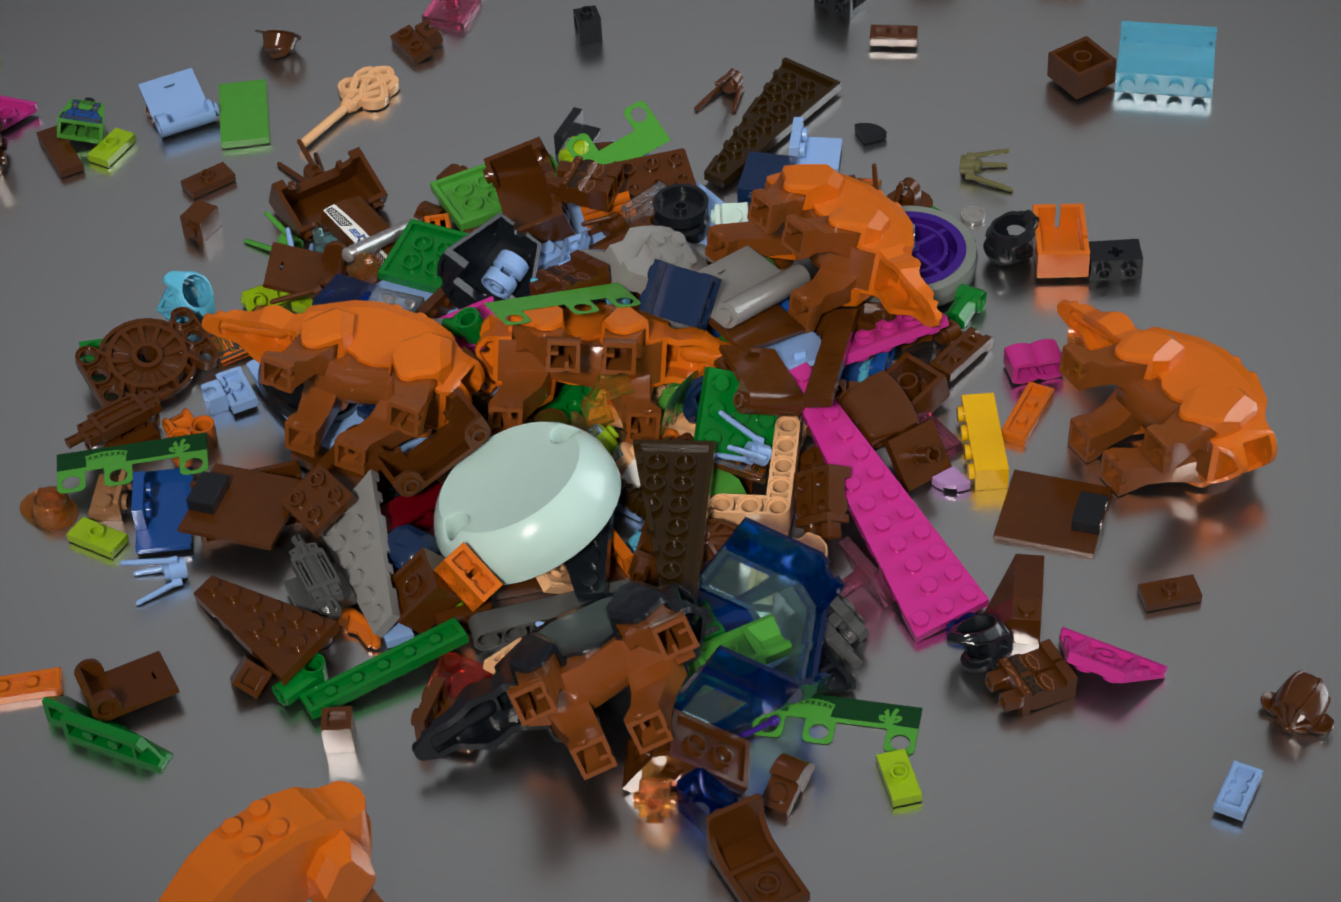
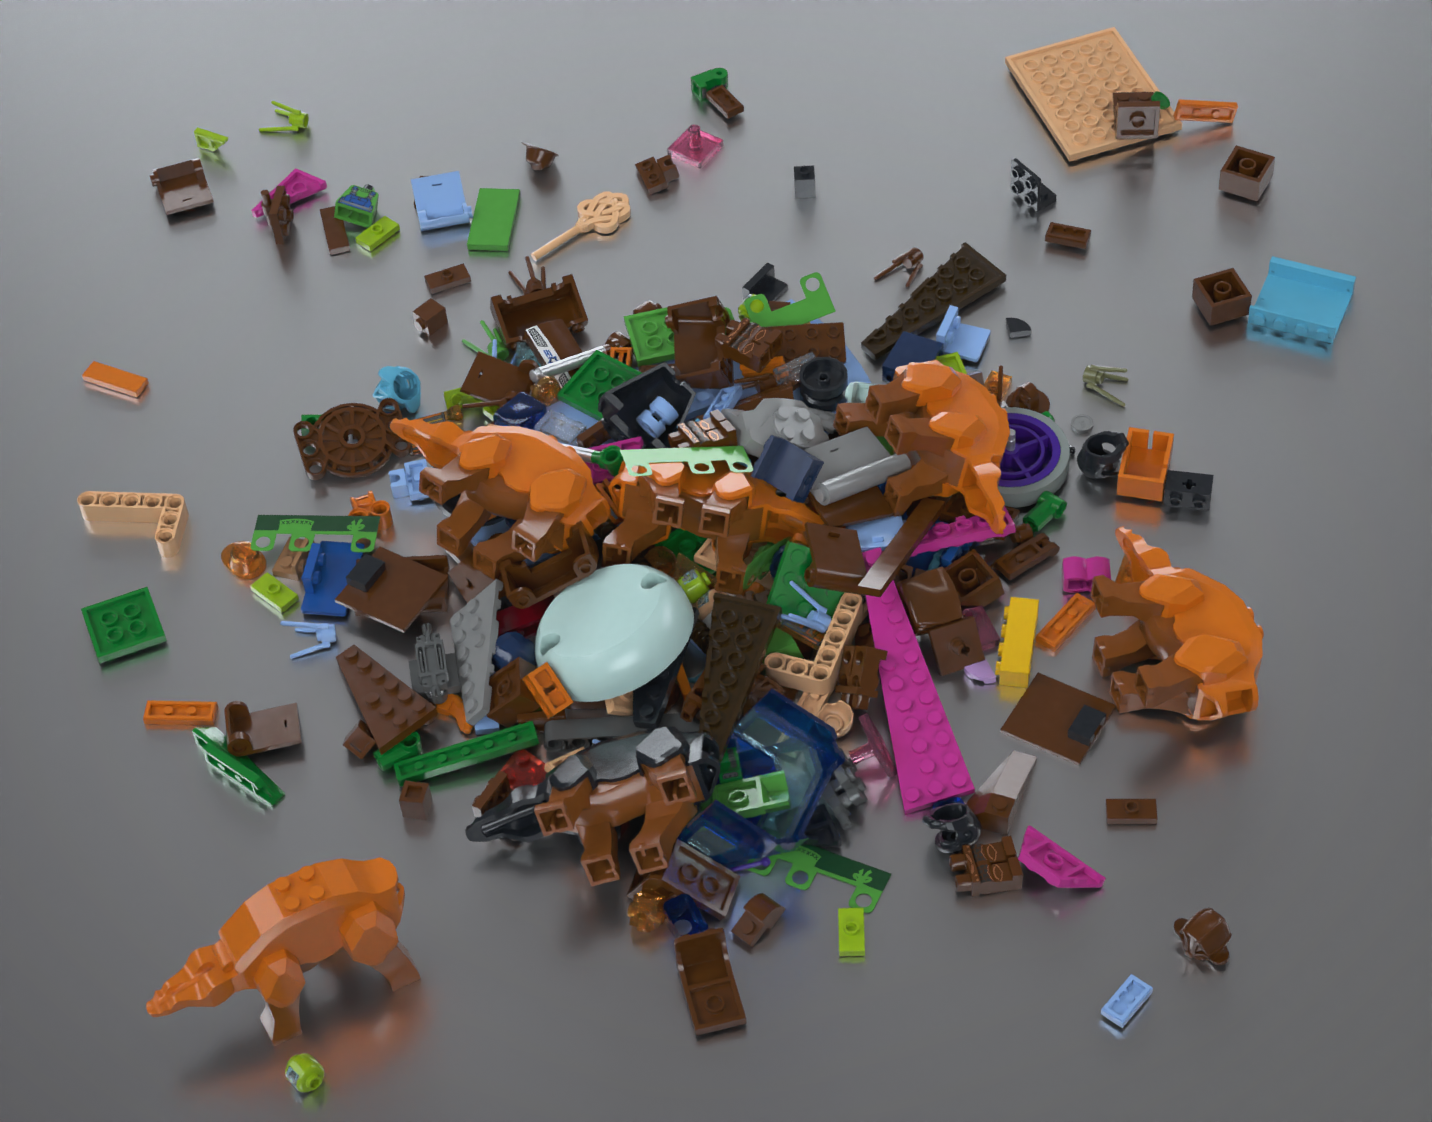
camera: 15 degrees right, 5 degrees up
(123, 421) = (317, 495): reddish brown piece -> none
(318, 501) = (449, 597): reddish brown plate -> none
(605, 388) = (697, 554): clear yellow tile -> none

